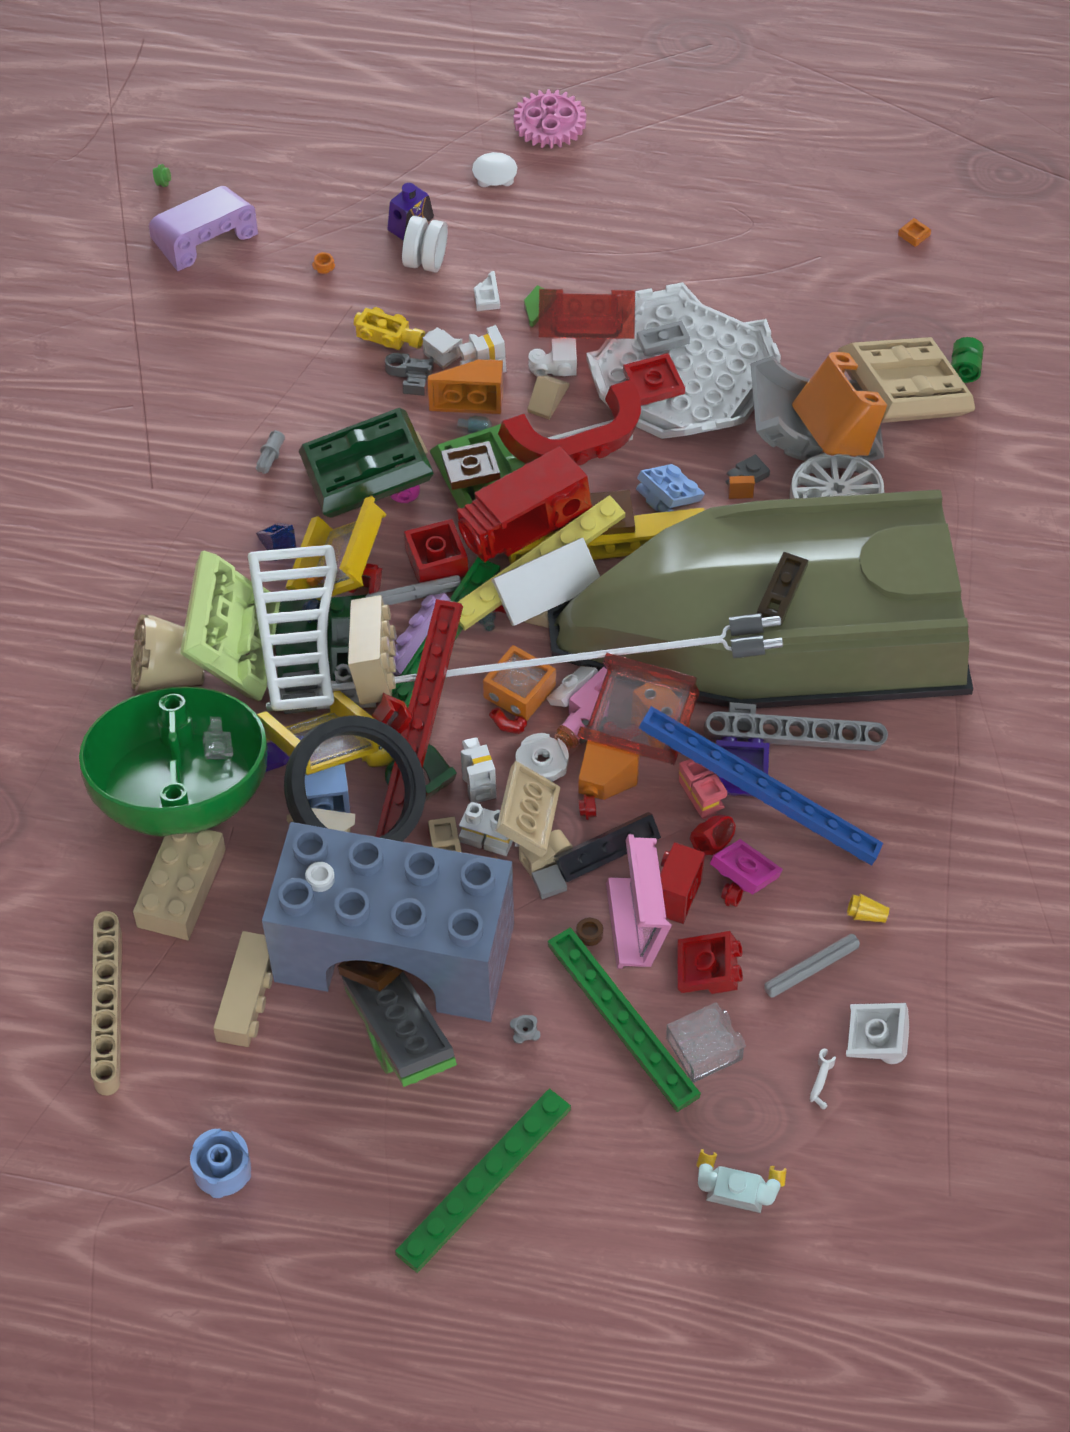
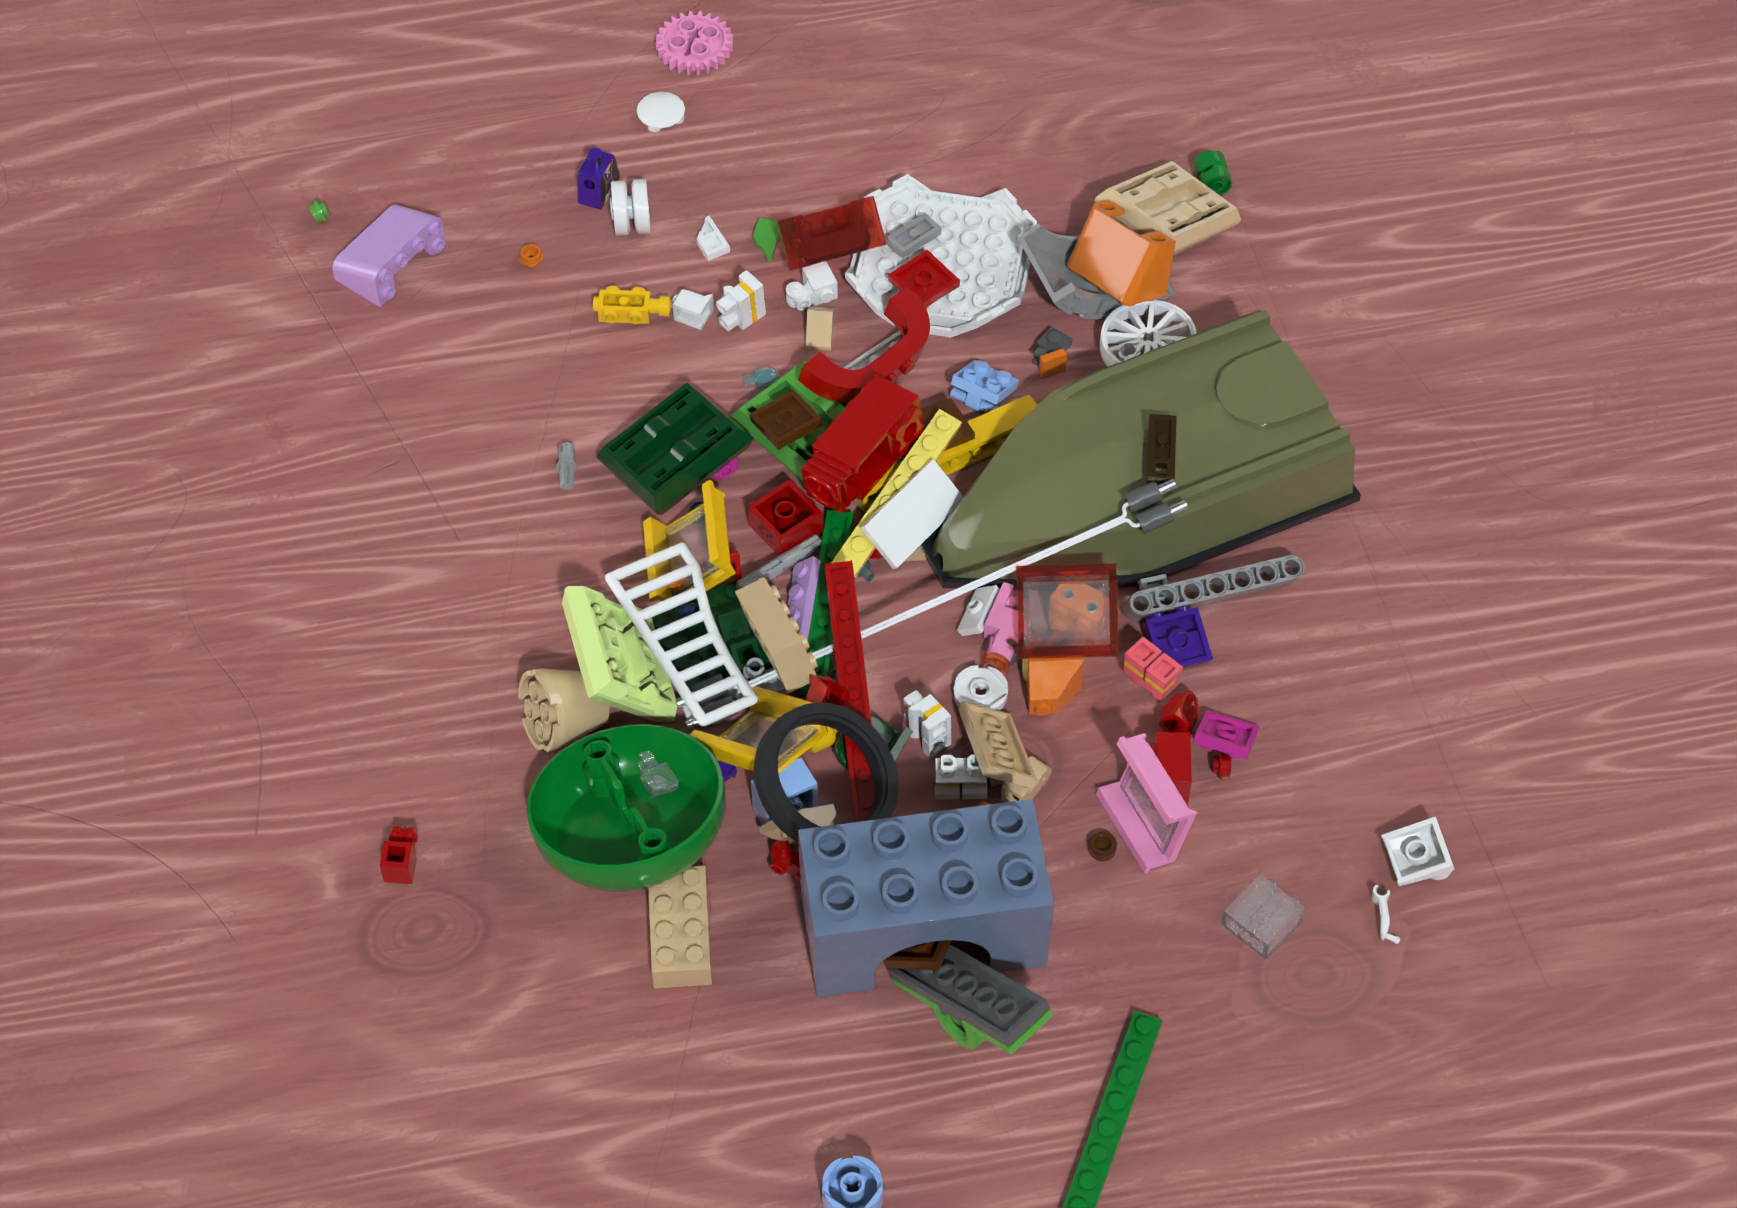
camera: 20 degrees left, 0 degrees up
(106, 1013) = (665, 1084): tan beam -> none
(244, 992) = (795, 1013): tan brick -> none
(278, 537) = (616, 551): clear blue slope -> none
(320, 876) = (854, 873): white tile -> none
(412, 369) = (677, 341): dark grey piece -> none
(444, 834) = (919, 797): tan slope -> none
(468, 388) = (743, 342): orange slope -> none
(504, 724) = (937, 668): red arm -> none
(519, 689) = (929, 631): orange piece -> none
(528, 1022) = (1084, 953): light grey plate -> none
(549, 881) = (1045, 810): light grey tile -> none
(588, 806) = (1046, 724): red plate -> none
(604, 847) = (1084, 758): black plate -> none
(624, 1020) = (1174, 920): green plate -> none
(709, 963) = (1232, 839): red plate -> none
(737, 1187) = (1353, 1044): light aqua torso -> none
(761, 785) = (1209, 650): blue plate -> none
(811, 965) = (1326, 810): light grey axle -> none
(867, 909) = (1354, 739): yellow cone -> none
(914, 232) = (1104, 60): orange tile -> none

